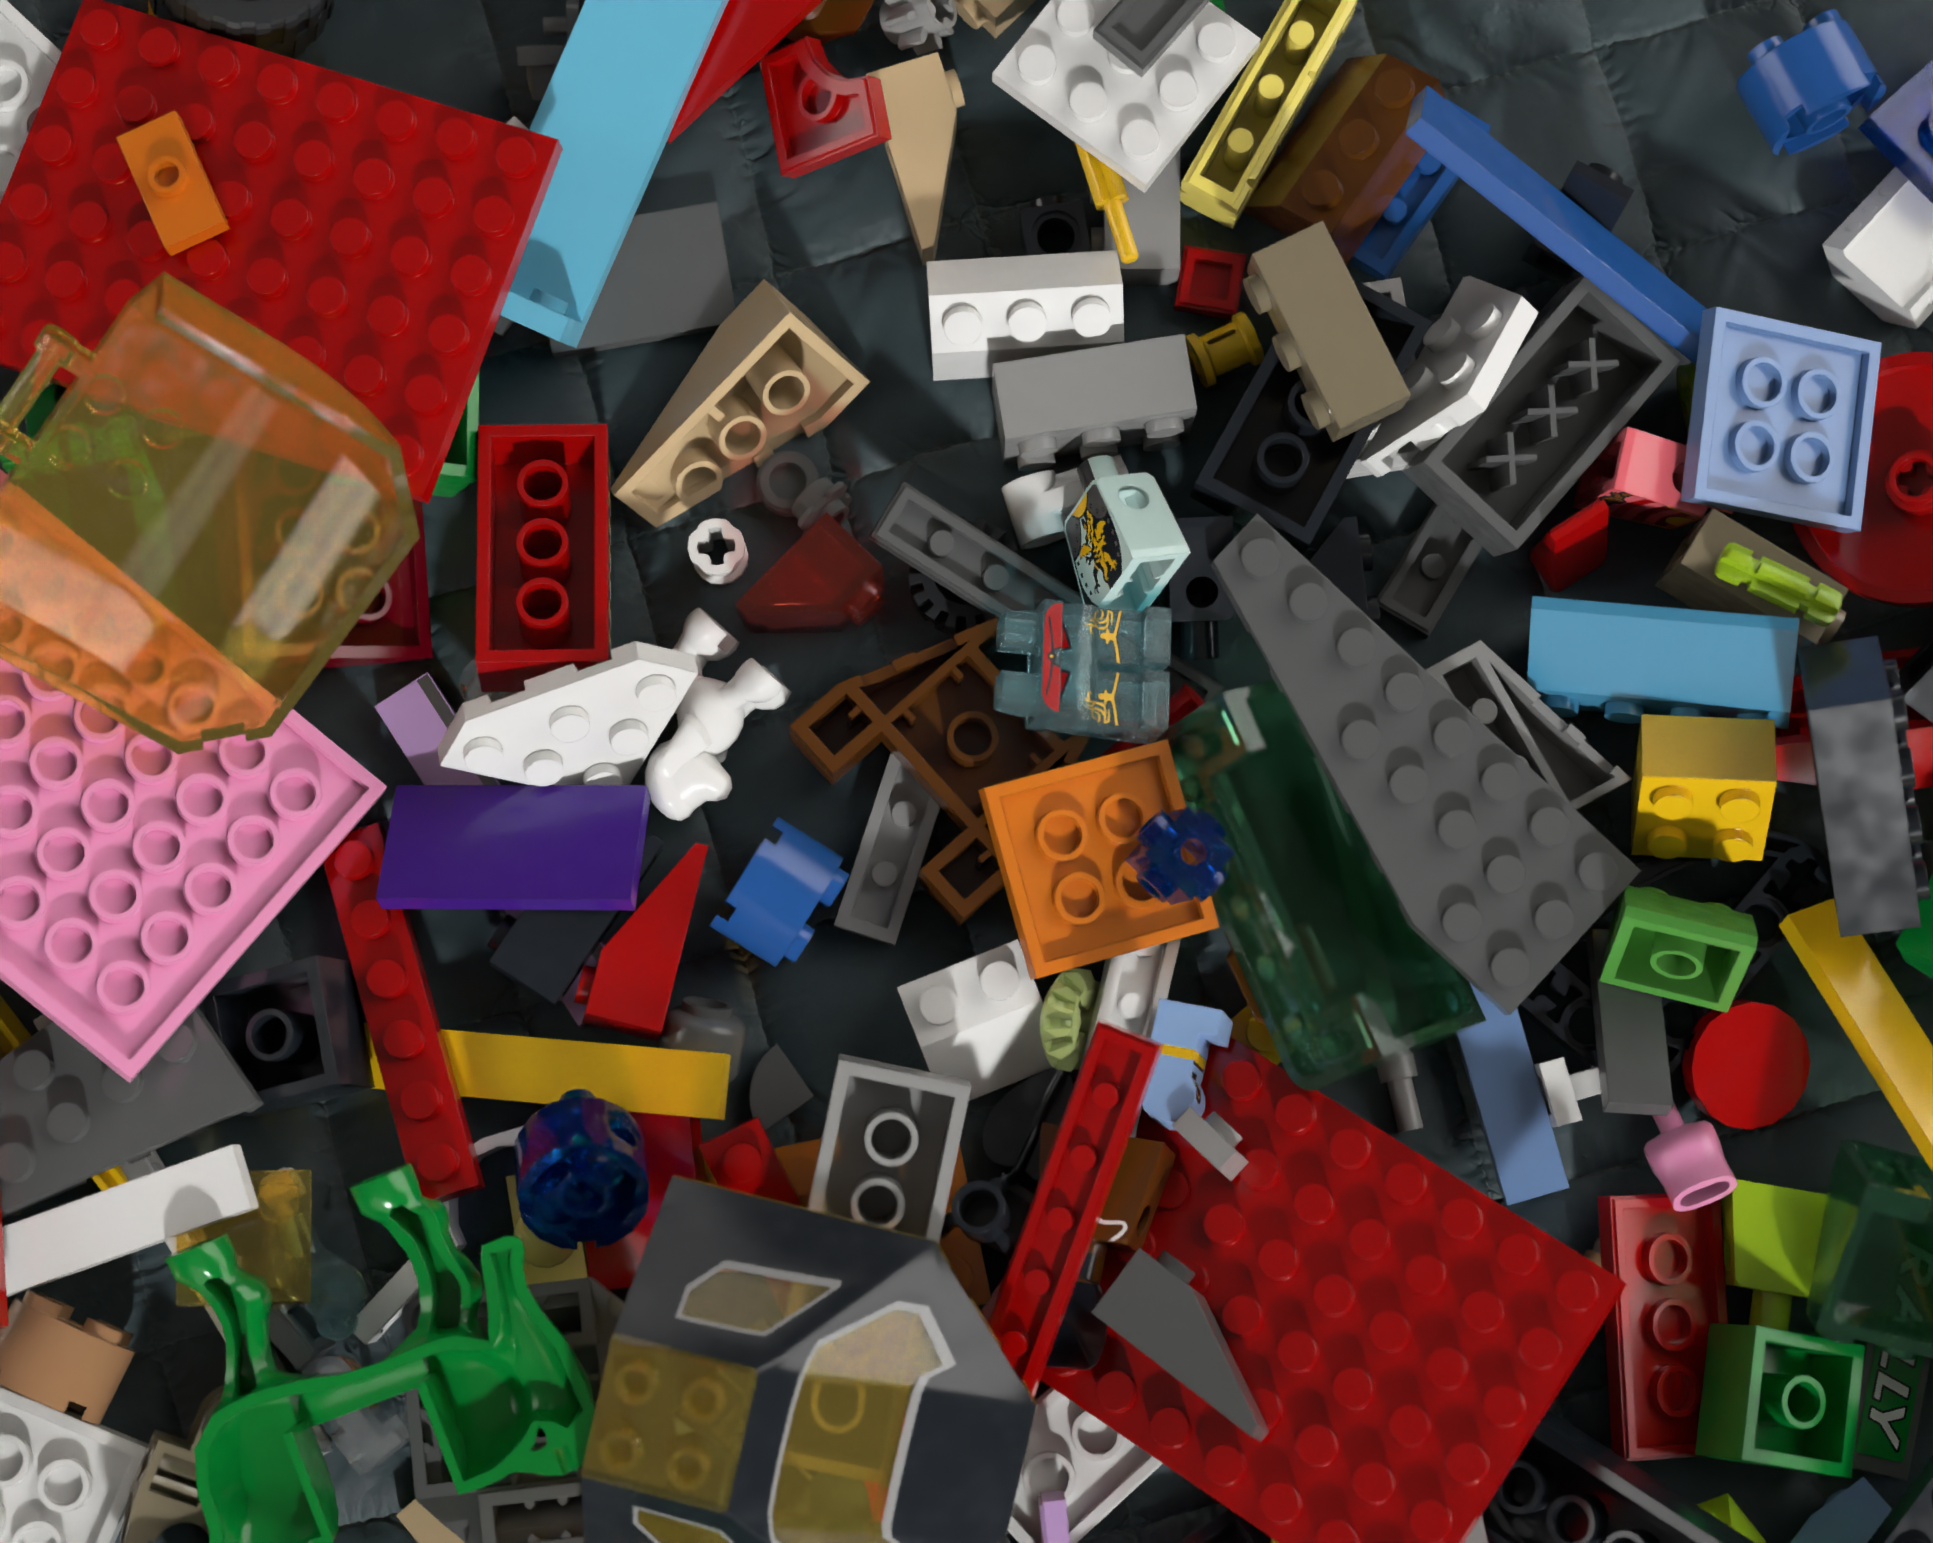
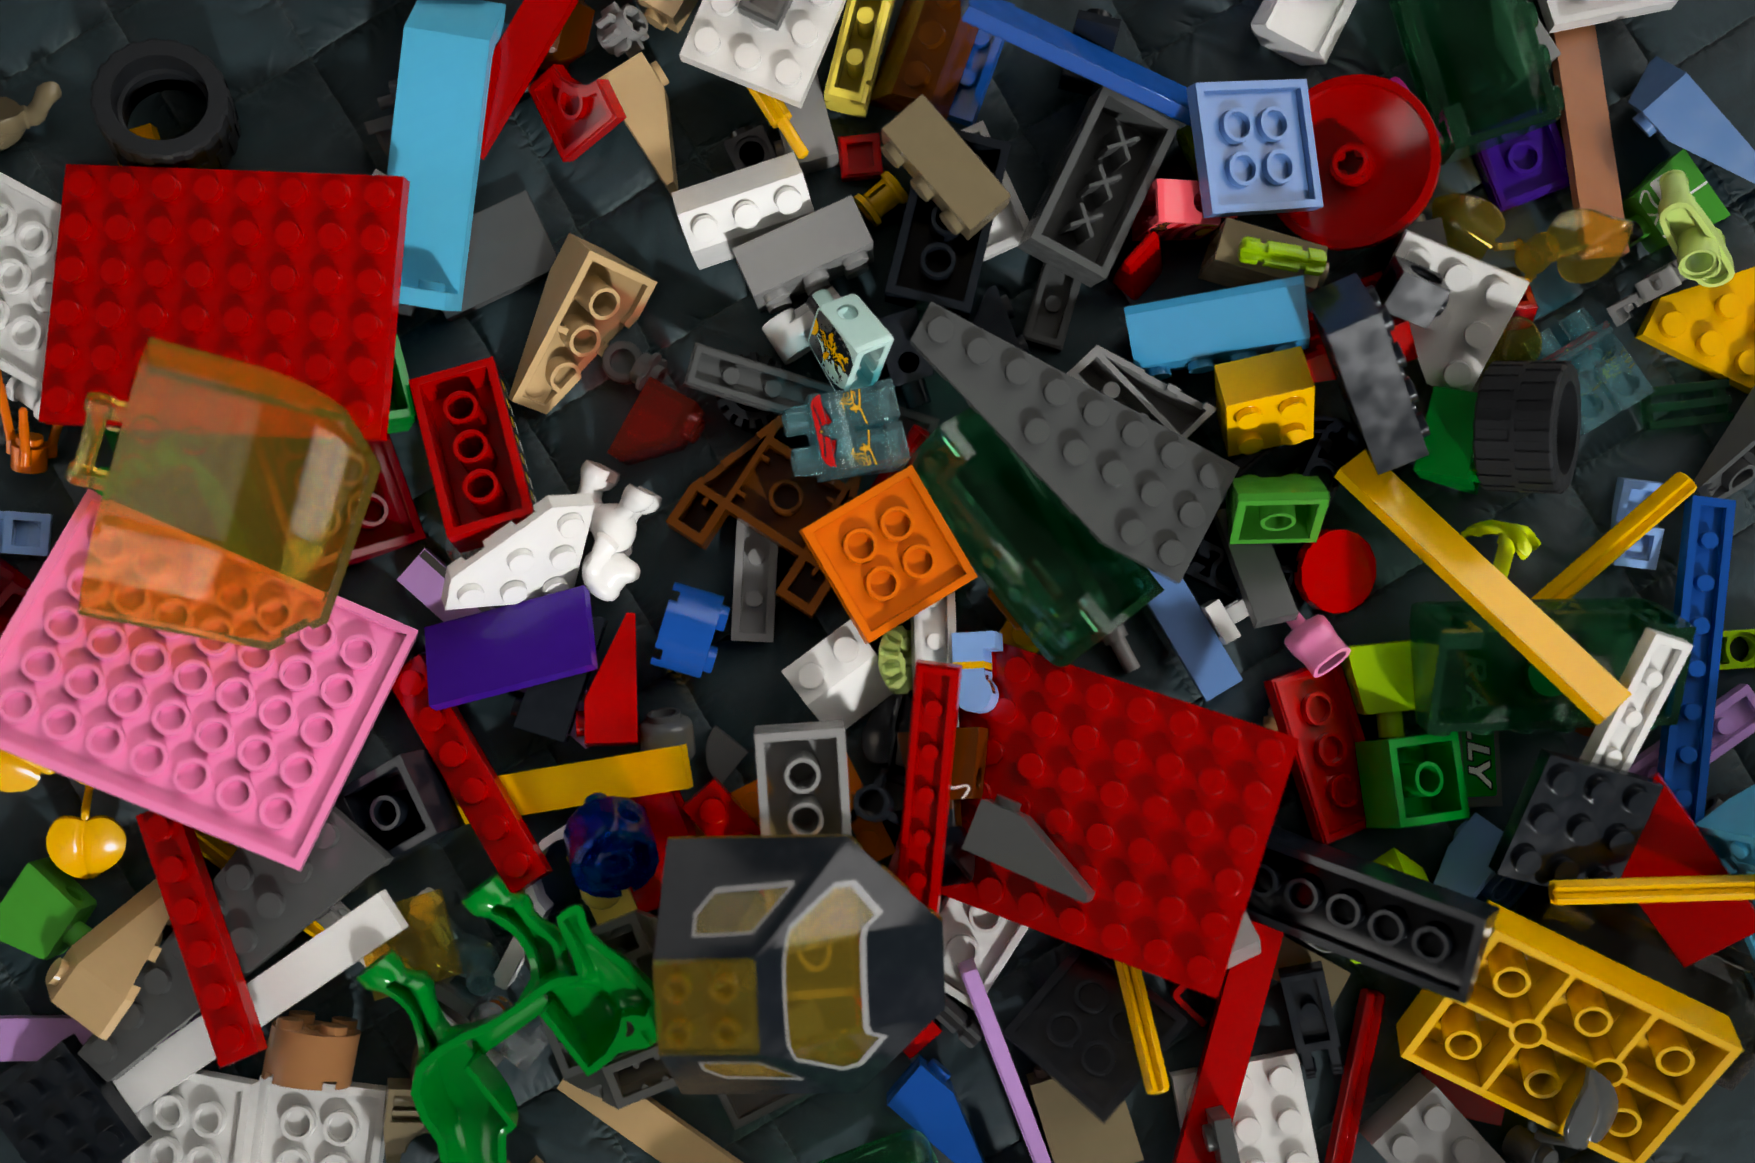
camera: 15 degrees left, 5 degrees up
(173, 183) = (156, 274): orange plate -> none
(702, 541) = (578, 414): white bush -> none
(1160, 860) = (926, 540): clear blue brick -> none
(1213, 1140) = (1009, 715): light grey plate -> none
(1456, 370) = (1035, 170): white wing -> none

